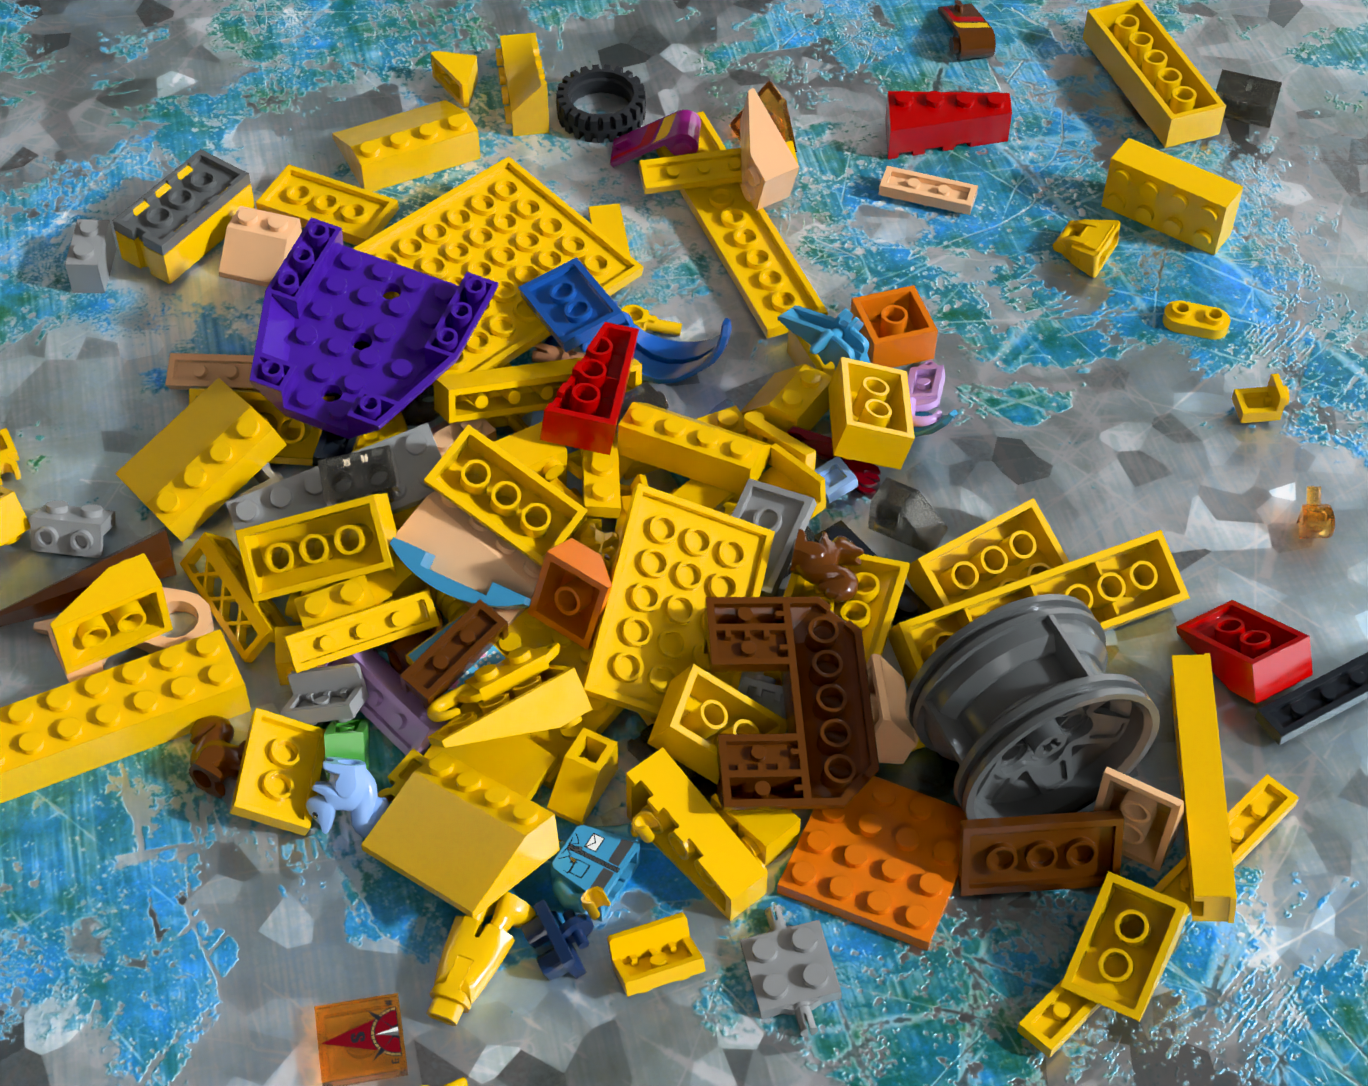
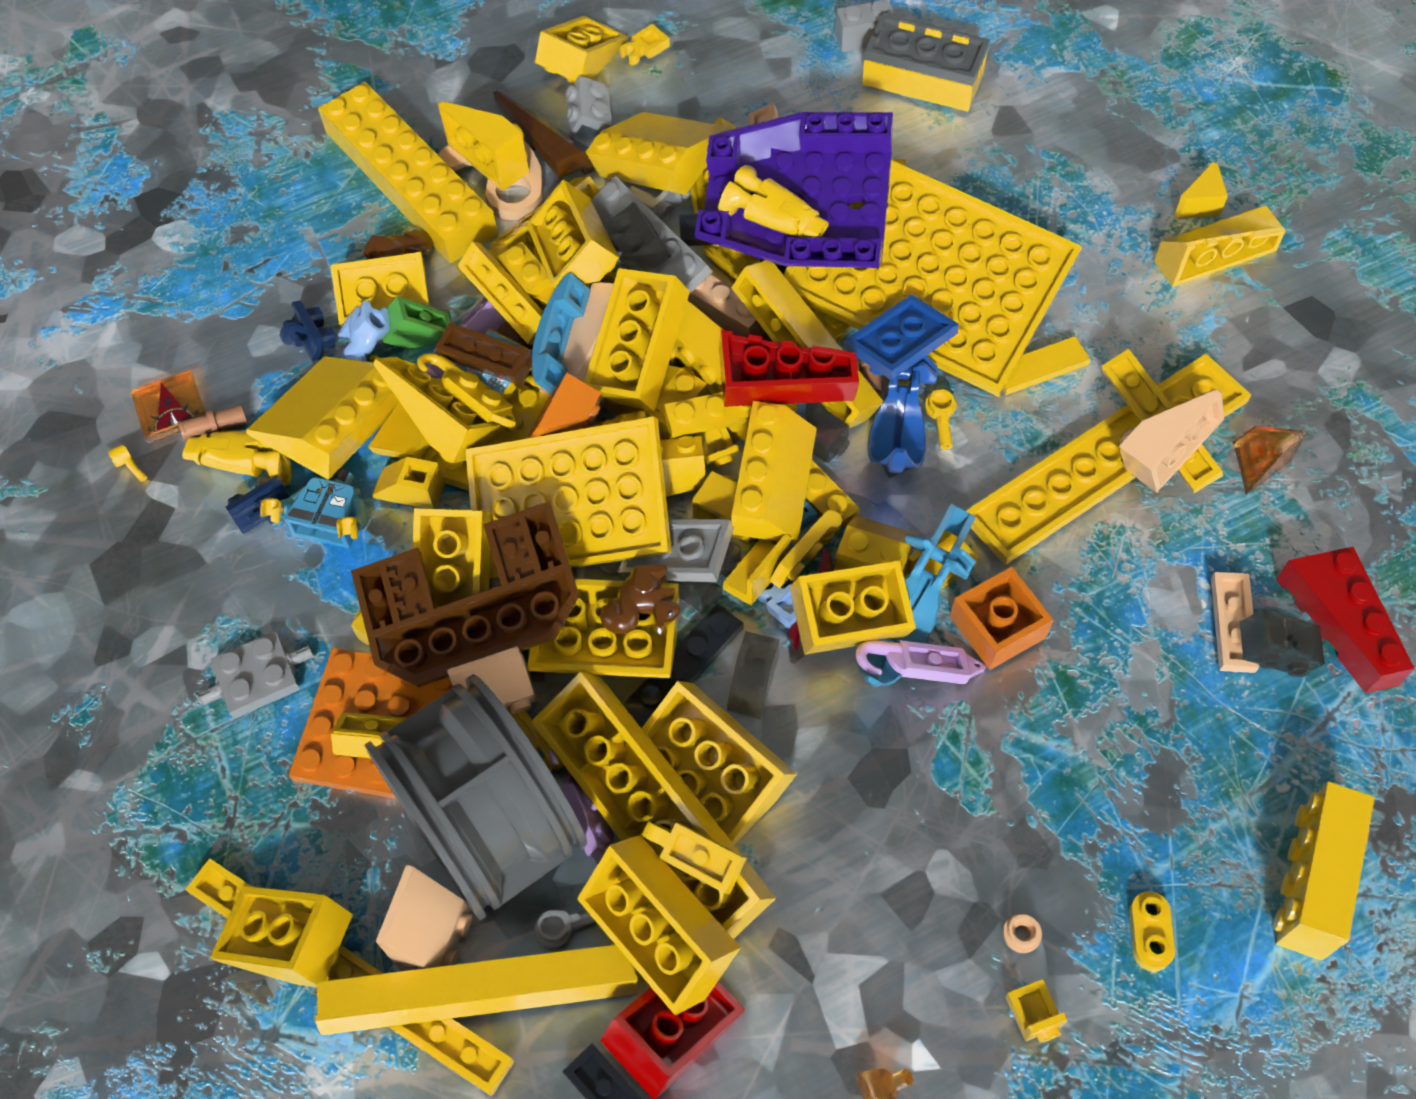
camera: 80 degrees right, 10 degrees up
(257, 245) = (921, 124): light nougat slope -> none
(307, 863) = (304, 331): none -> dark blue hips
(309, 195) = (991, 153): yellow plate -> none
(326, 694) = (449, 297): light grey bracket -> none
(372, 352) = (771, 205): none -> yellow piece
(409, 145) = (1096, 185): yellow slope -> none
(411, 986) = (213, 422): none -> nougat pin
(594, 82) = (1232, 286): black tyre -> none
(654, 954) = (250, 573): yellow bracket -> none
(676, 131) = (1191, 369): magenta door -> none
(695, 835) = (333, 599): yellow wedge -> none
(905, 847) = (357, 729): none -> yellow slope
(964, 162) = (1282, 643): none -> clear smoke brick
(1039, 852) = (373, 840): reddish brown plate -> none
(1088, 243) = (1219, 800): yellow piece -> none
(1115, 561) = (697, 855): none -> yellow plate
(1171, 614) = (658, 923): none -> yellow brick
(1188, 396) = (1024, 922): none -> light nougat plate

